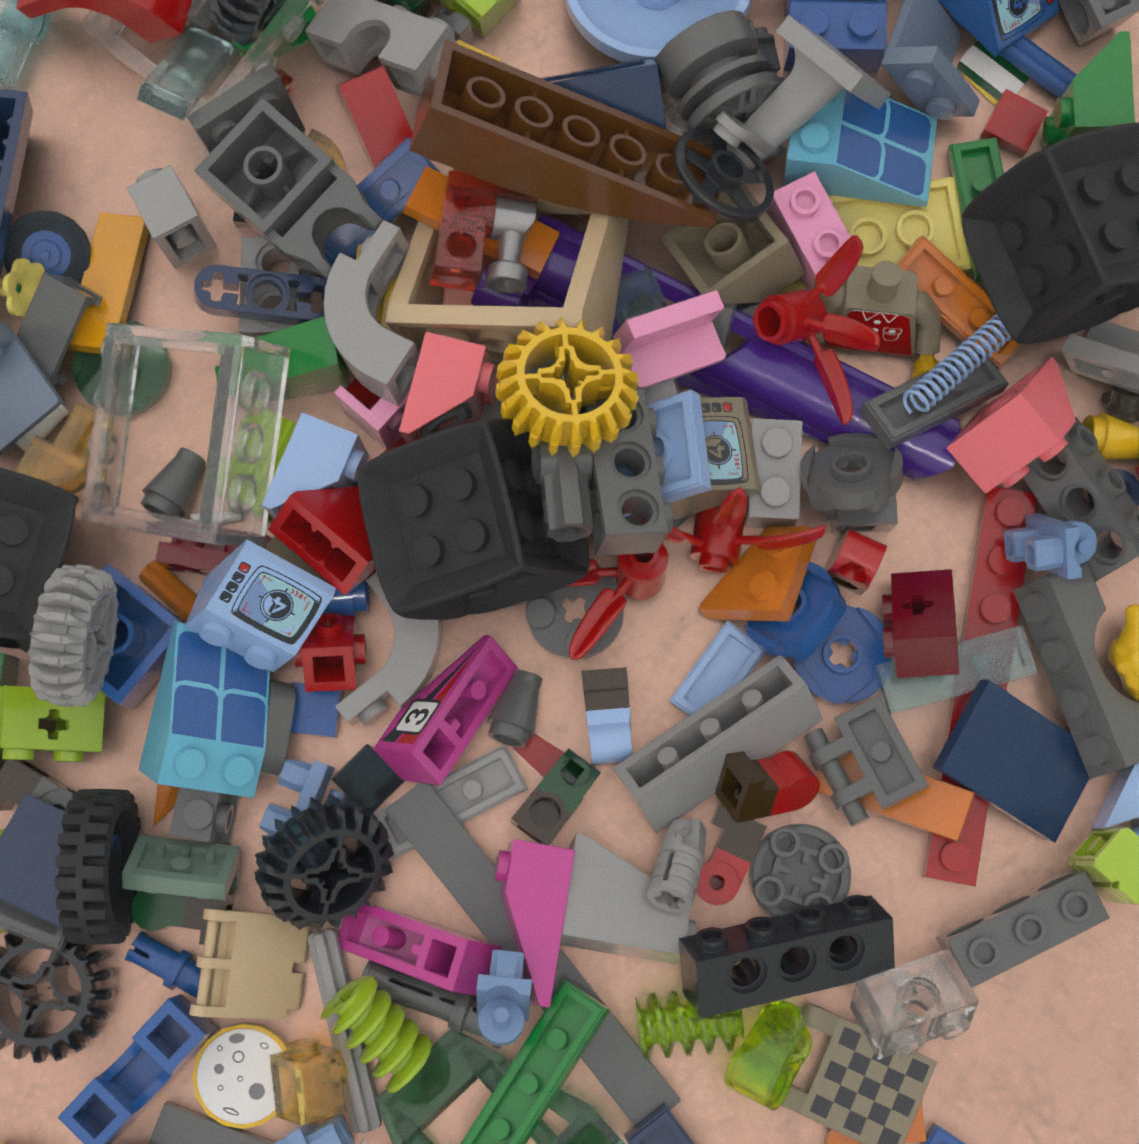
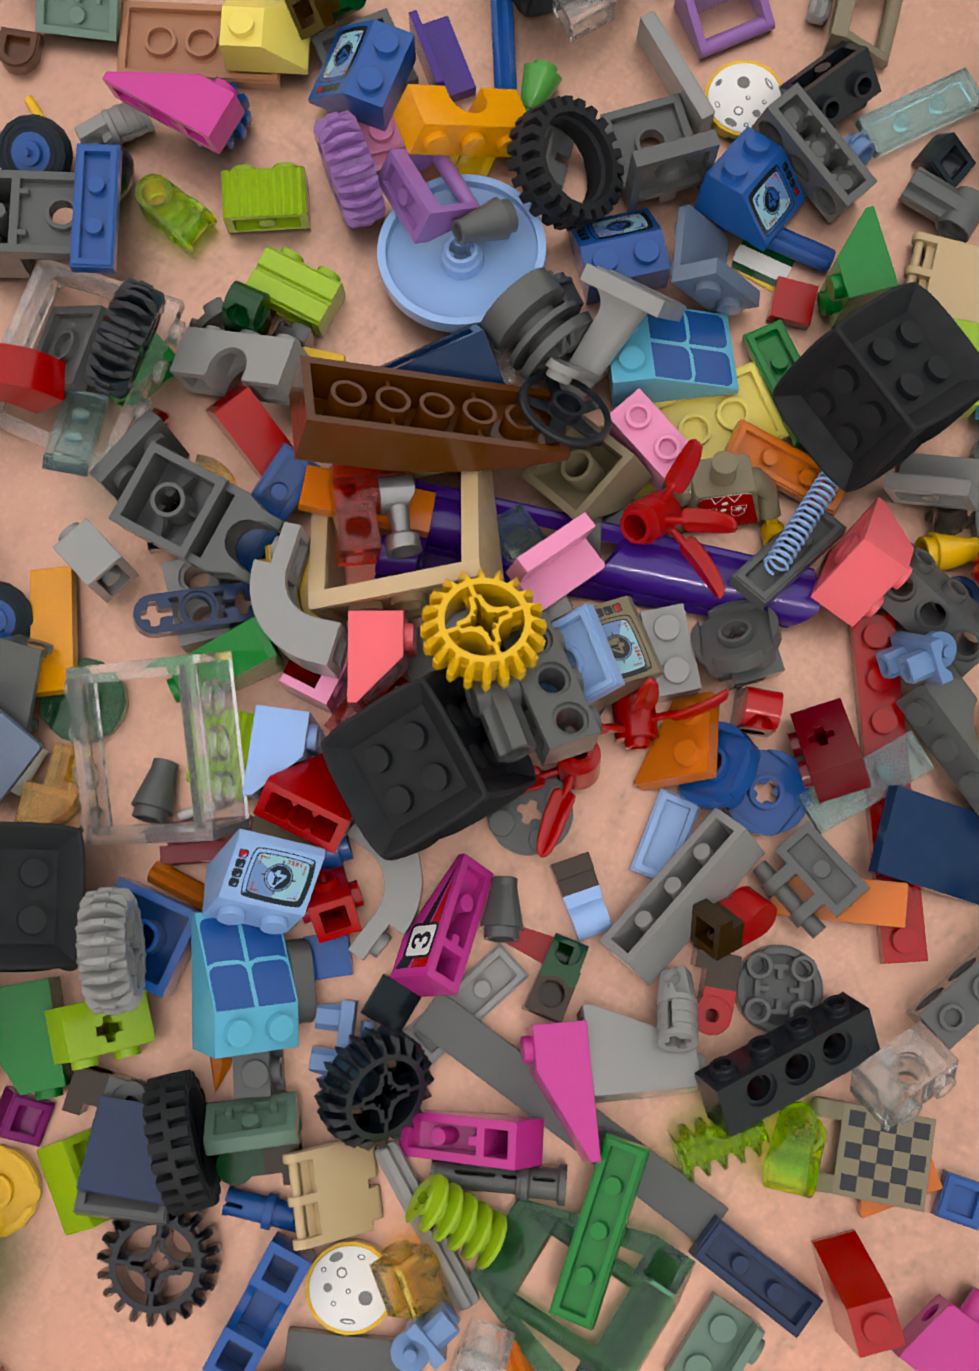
camera: 20 degrees left, 0 degrees up
(503, 998) = (560, 1165): medium blue hips -> none

